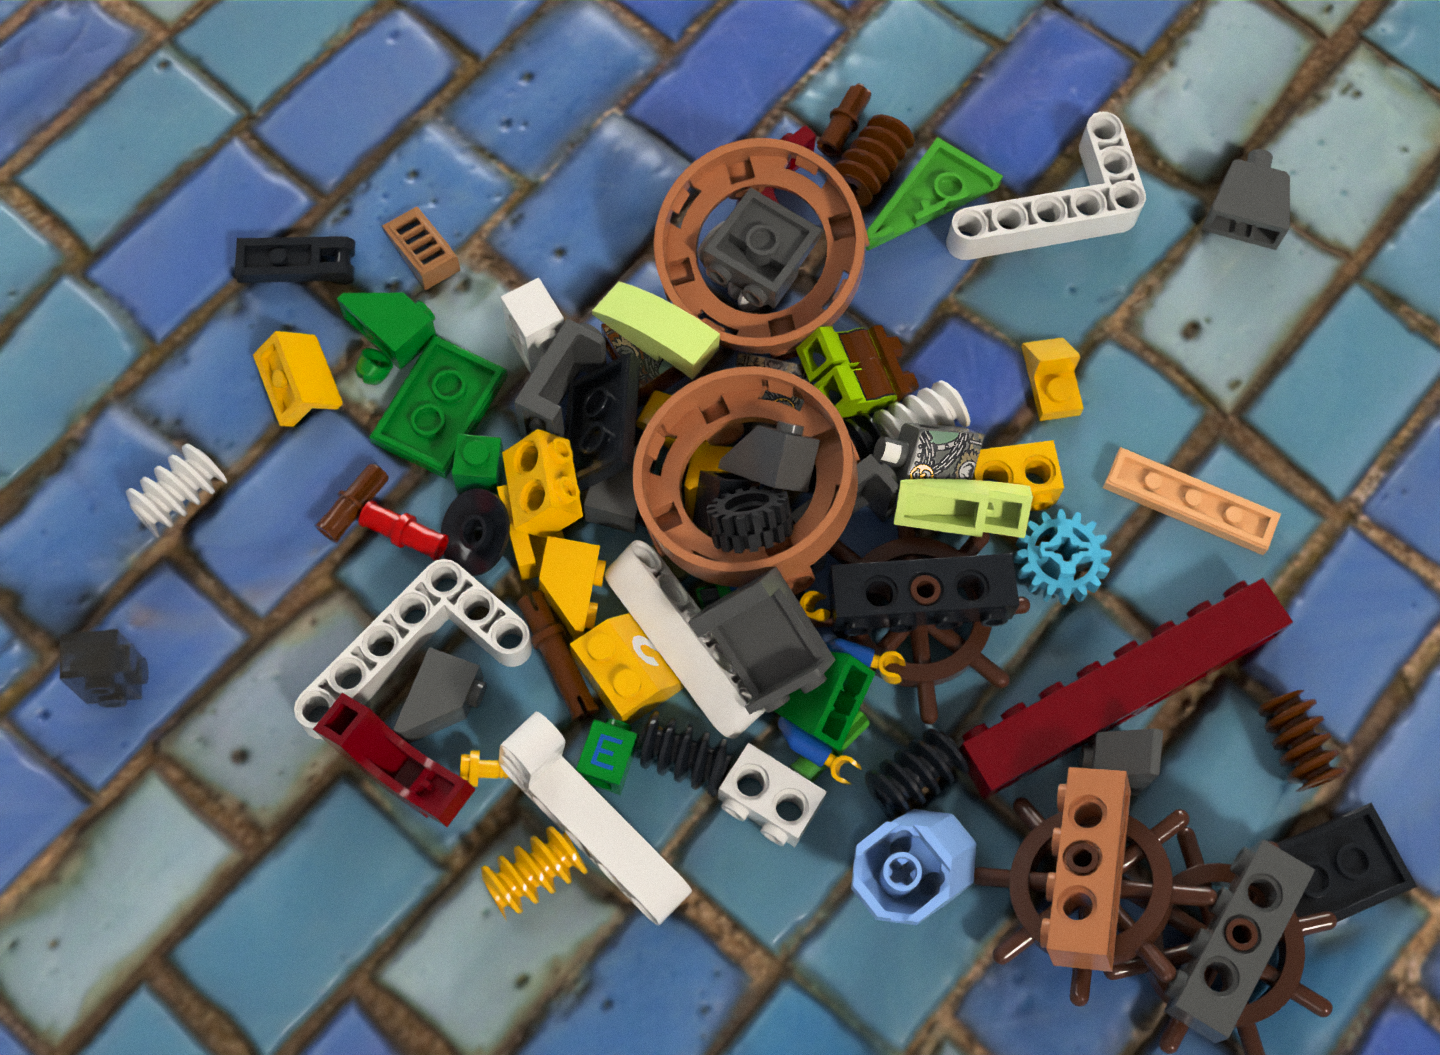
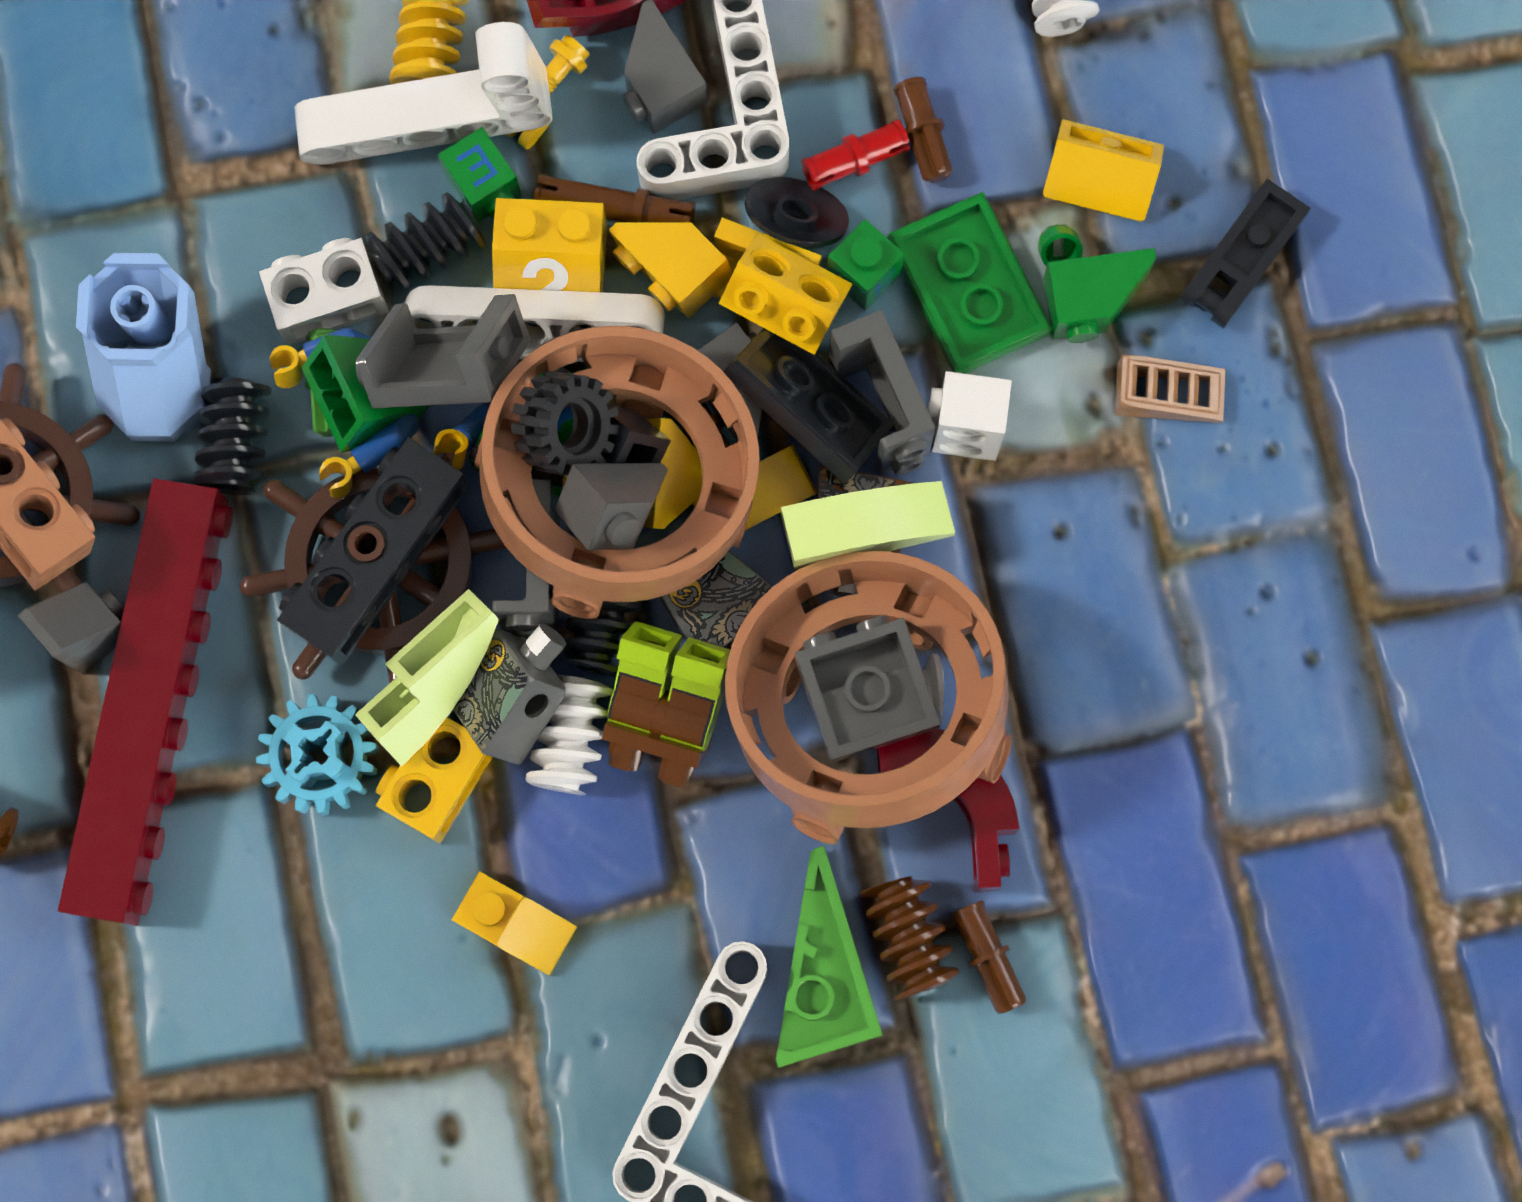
camera: 135 degrees right, 10 degrees up
(1192, 501) = (269, 948): light nougat tile -> none

